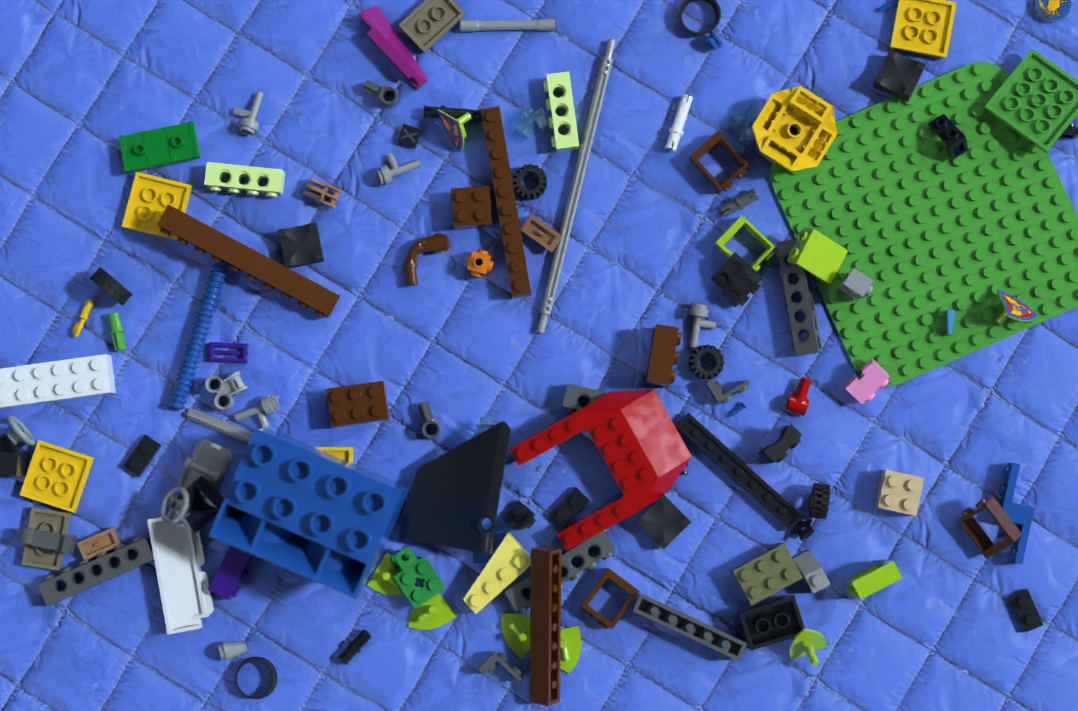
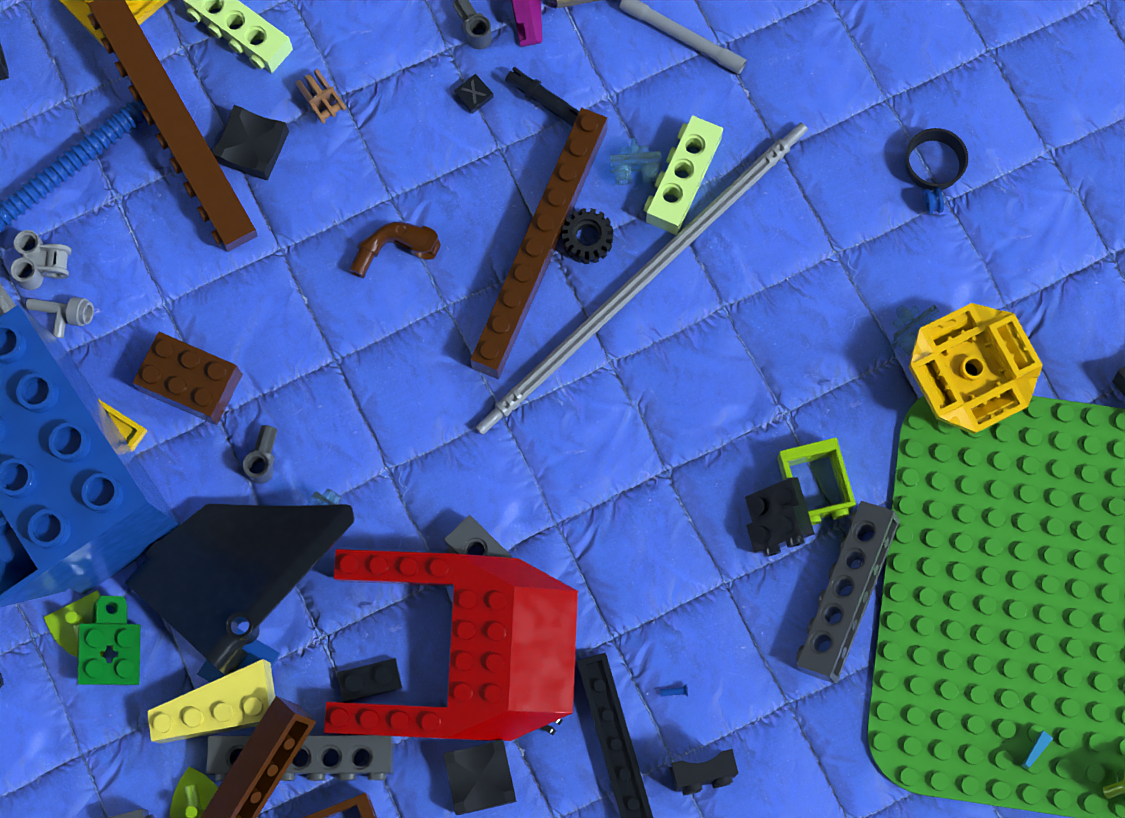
camera: 30 degrees right, 10 degrees down
(244, 353) = (93, 232): dark purple tile -> none
(385, 175) = (411, 121): light grey piece -> none
(431, 614) = (99, 707): lime shield -> none
(455, 128) = (536, 114): shield -> none
(471, 207) = (492, 222): reddish brown brick -> none
(482, 270) = (457, 305): orange brick -> none
(521, 515) = (300, 652): black bracket -> none
(541, 233) = (561, 307): medium nougat plate -> none
(663, 355) = (617, 555): reddish brown brick -> none
(678, 124) = (817, 283): white pin -> none
(699, 311) = (703, 528): light grey piece -> none
(705, 148) = (842, 327): reddish brown window -> none
(706, 350) = (671, 583): black tyre -> none
(715, 390) = (662, 644): dark grey bracket -> none
(738, 202) = (842, 422): dark grey pin -> none
(798, 401) = (763, 729): red axle -> none
(817, 255) = (906, 548): lime panel -> none
(856, 285) = (935, 619): light grey brick -> none
(864, 385) = (874, 762): bright pink brick -> none

